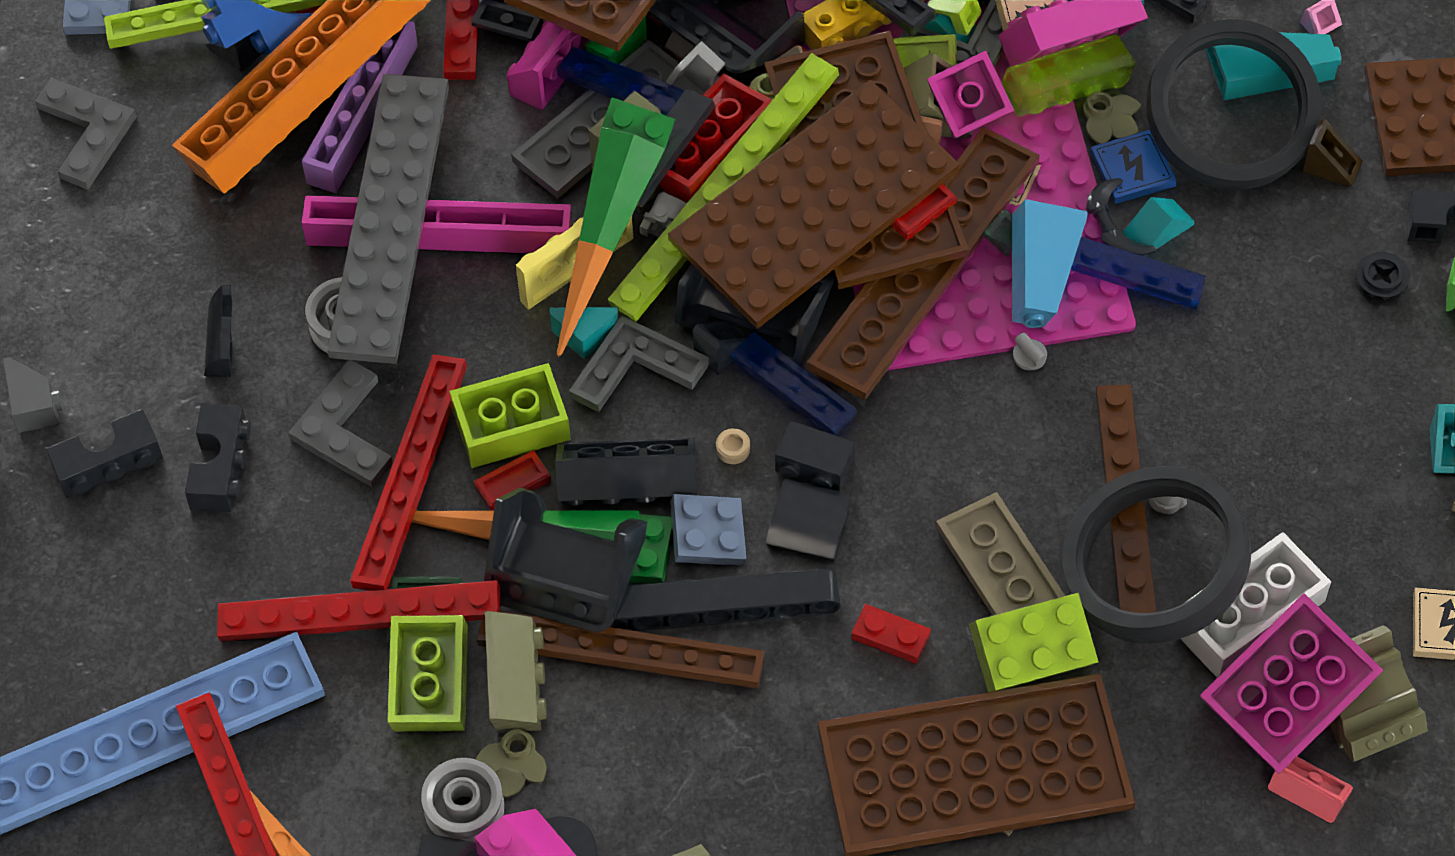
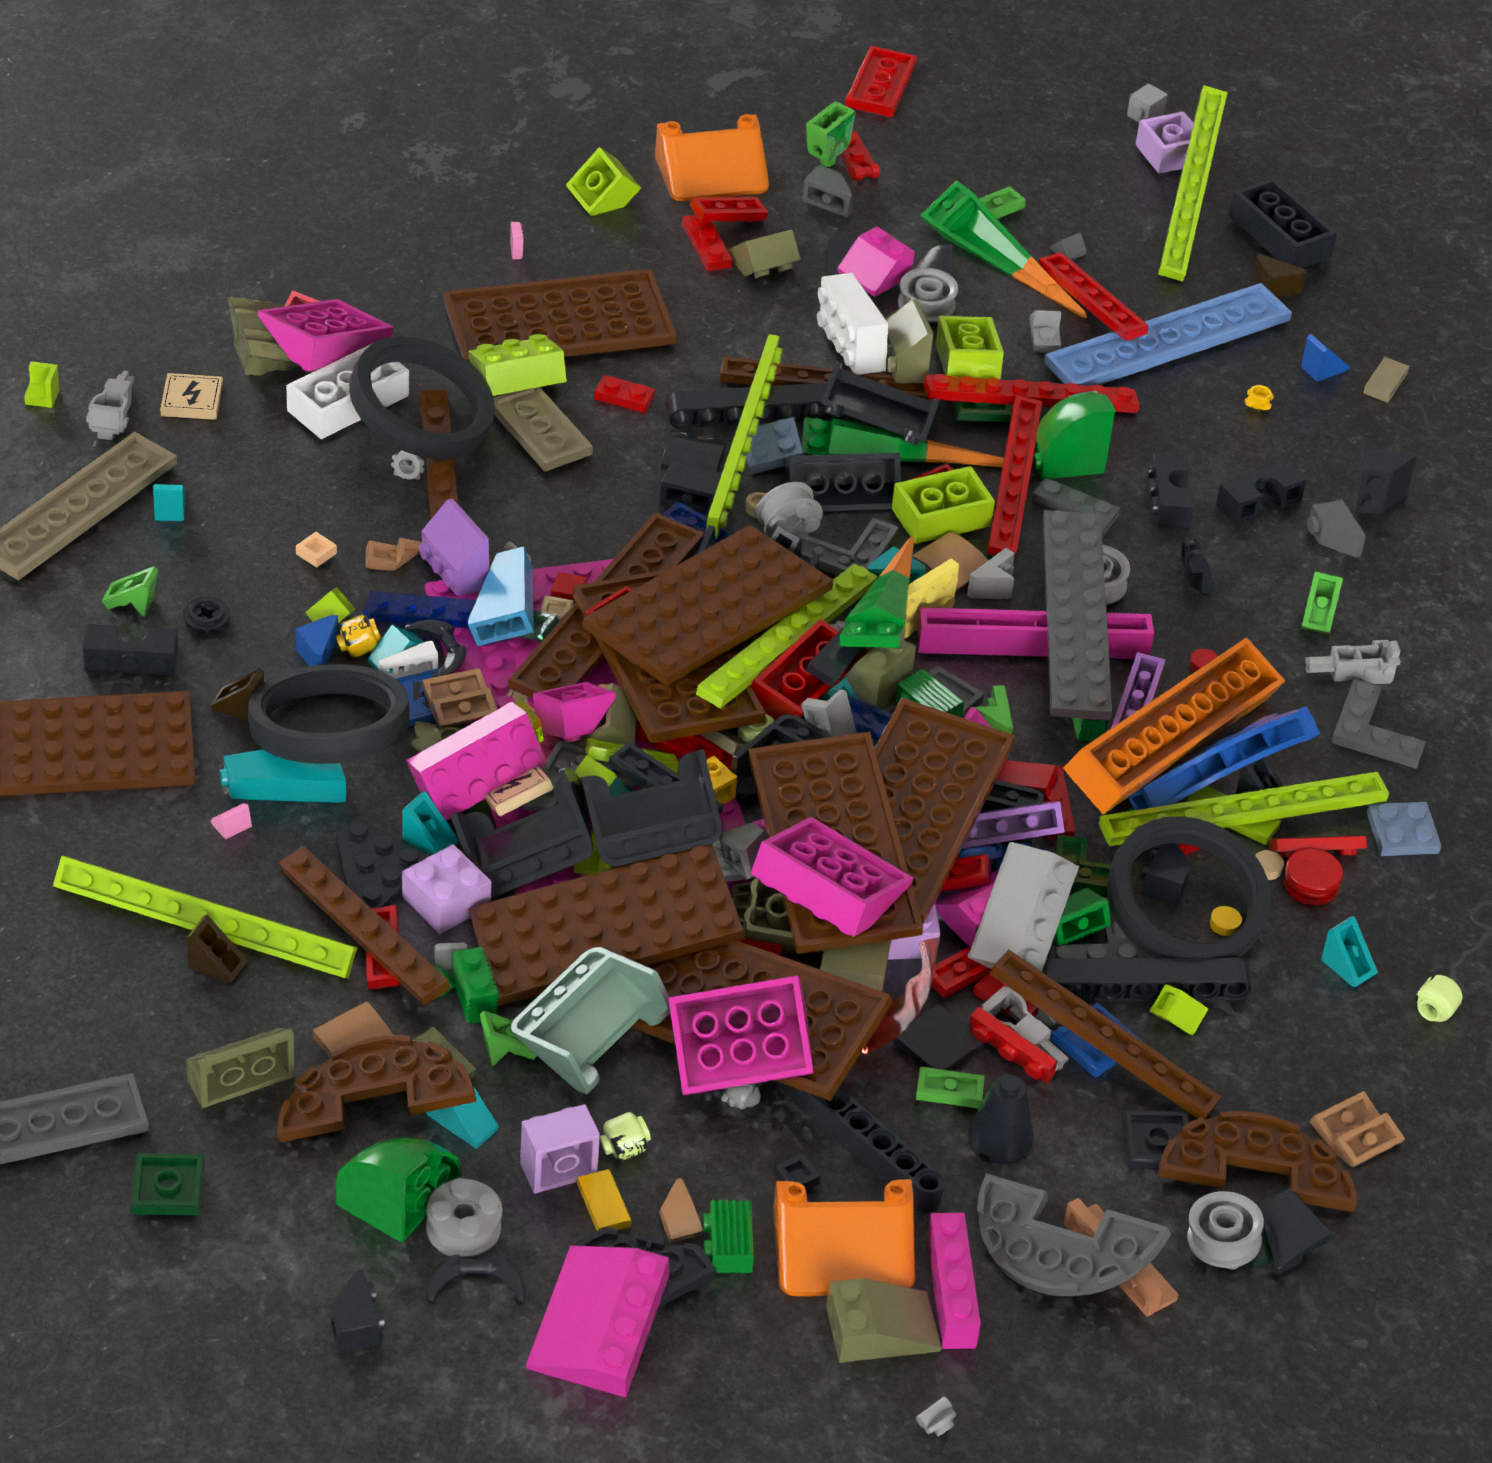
camera: 170 degrees right, 15 degrees down
(50, 617) = (1259, 397): none -> yellow plate
(86, 201) = (1368, 663): none -> light grey piece
(87, 272) = (1322, 603): none -> bright green slope
(248, 212) = (1200, 658): none -> red tile
(309, 755) = (1045, 331): none -> light grey slope
(327, 516) = (1074, 437): none -> green brick
(471, 318) = (993, 578): none -> light grey slope
(487, 48) = (1029, 775): none -> red tile
(505, 123) = (997, 710): none -> bright green slope
(512, 345) = (956, 548): none -> medium nougat slope
(572, 115) = (929, 692): none -> green brick
(580, 706) = (853, 323): none -> white brick
(702, 390) = (790, 508): none -> light grey wheel
(741, 516) = (742, 440): none -> lime plate
(970, 299) = (564, 585): none -> red tile
(984, 267) = (556, 606): none -> tan tile
(1091, 145) = (458, 698): none -> medium nougat slope
(1103, 327) = (456, 549): none -> medium lavender slope
(1134, 197) = (414, 660): none -> white slope
(1178, 366) = (390, 557): none -> medium nougat slope
(1207, 234) = (358, 636): none -> yellow head
(1242, 274) = (331, 604): none -> lime panel
(1256, 226) = (317, 640): none -> blue slope
(1267, 365) = (316, 549): none -> light nougat plate

